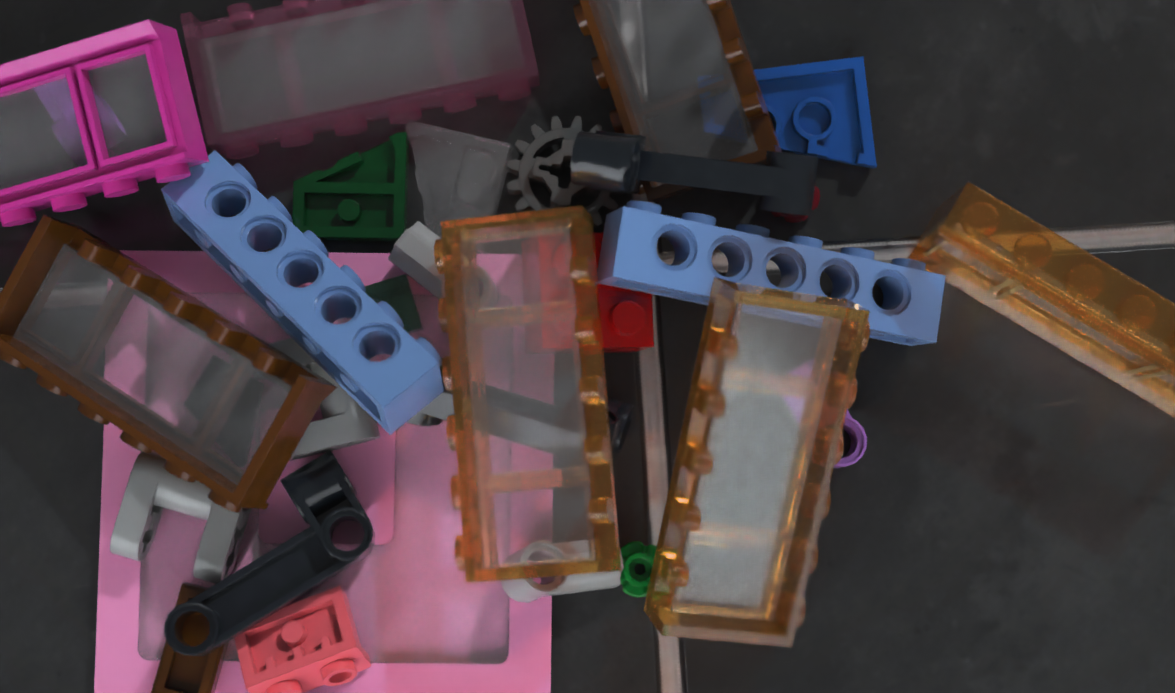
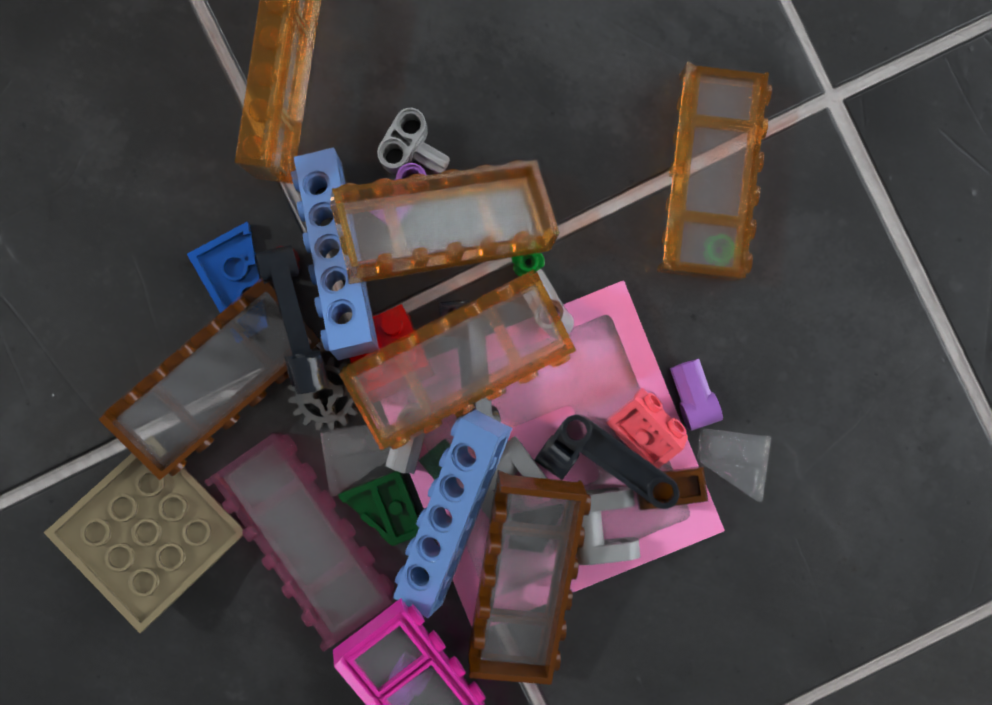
camera: 120 degrees left, 5 degrees up
(893, 463) = (411, 145): none -> light grey beam

